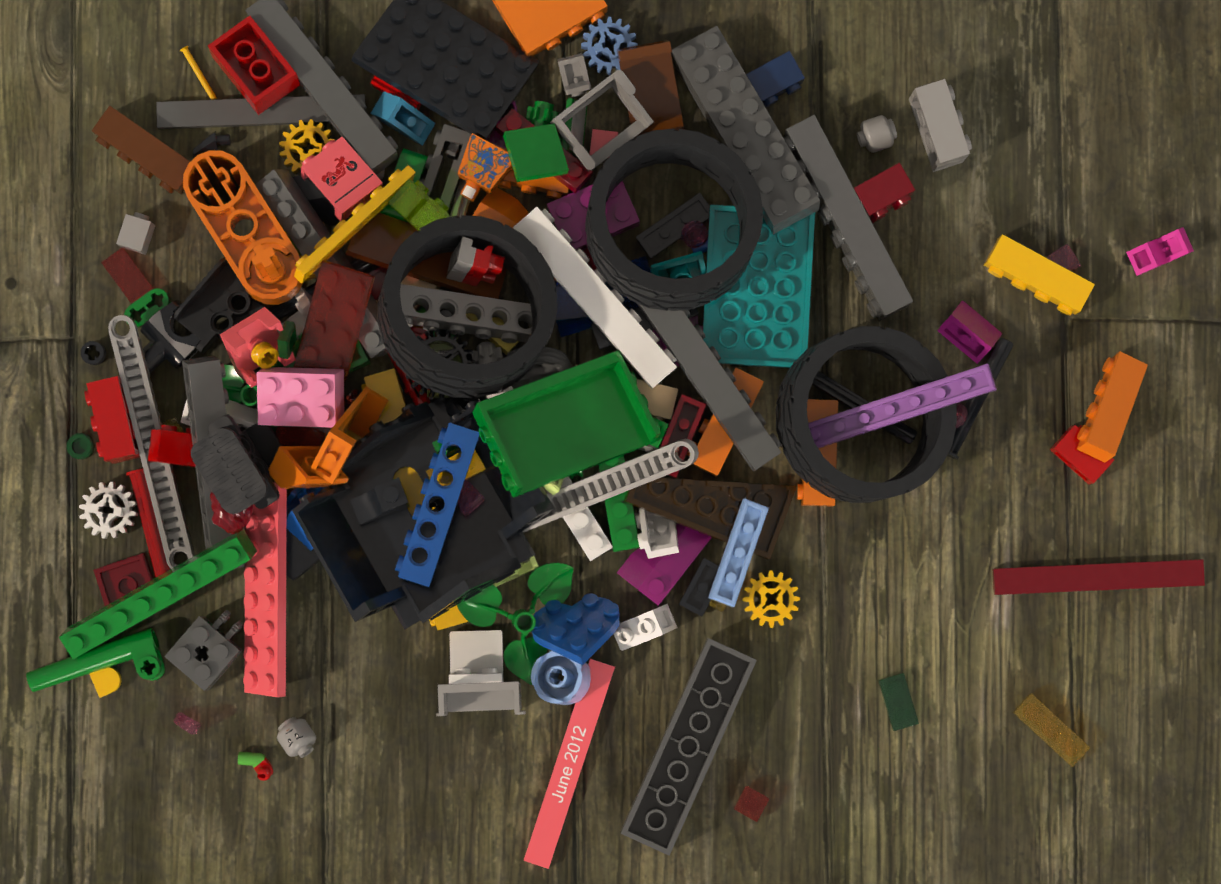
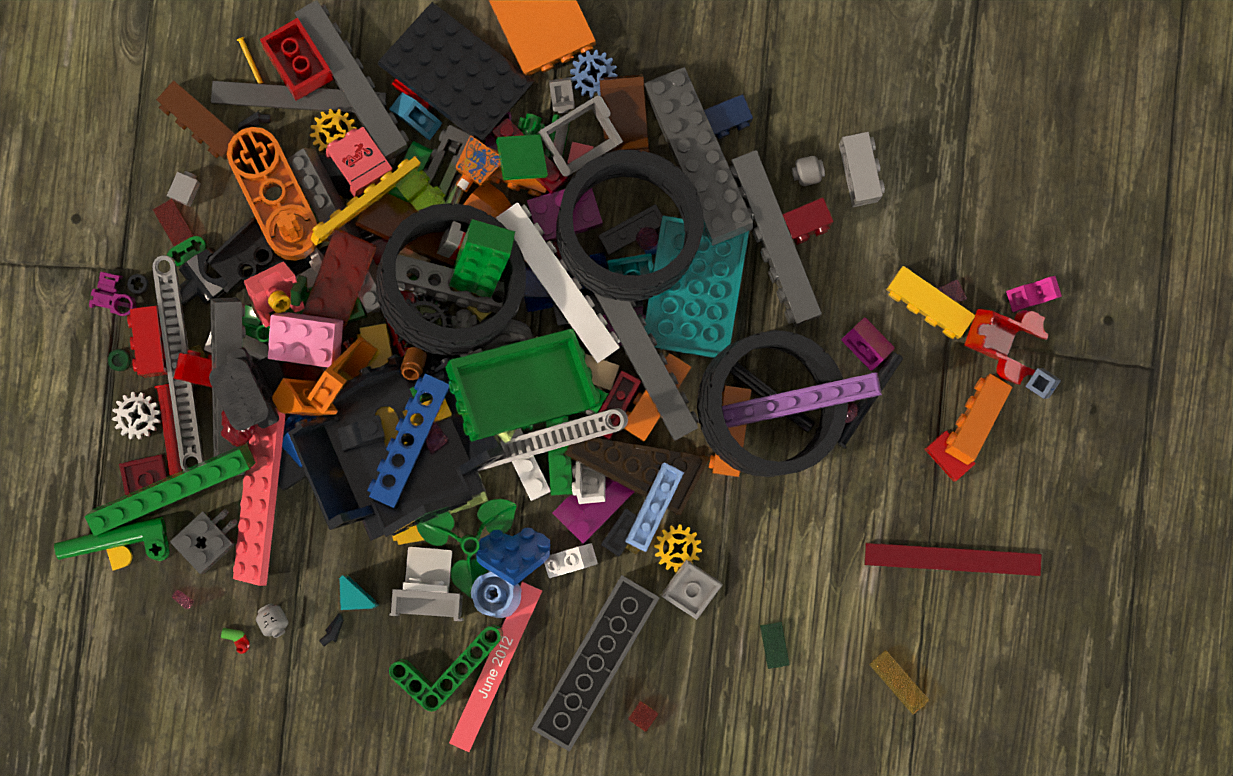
camera: 10 degrees right, 0 degrees up
(58, 368) = (107, 293): none -> magenta piece
(370, 741) = (332, 630): none -> black bar
(391, 697) = (354, 596): none -> teal slope
(433, 411) = (413, 363): none -> dark orange brick
(502, 277) = (481, 258): none -> green brick
(518, 777) = (452, 673): none -> green beam
(792, 646) = (691, 589): none -> light grey tile
(1118, 304) = (993, 337): none -> red piece
(1183, 356) = (1043, 383): none -> sand blue brick

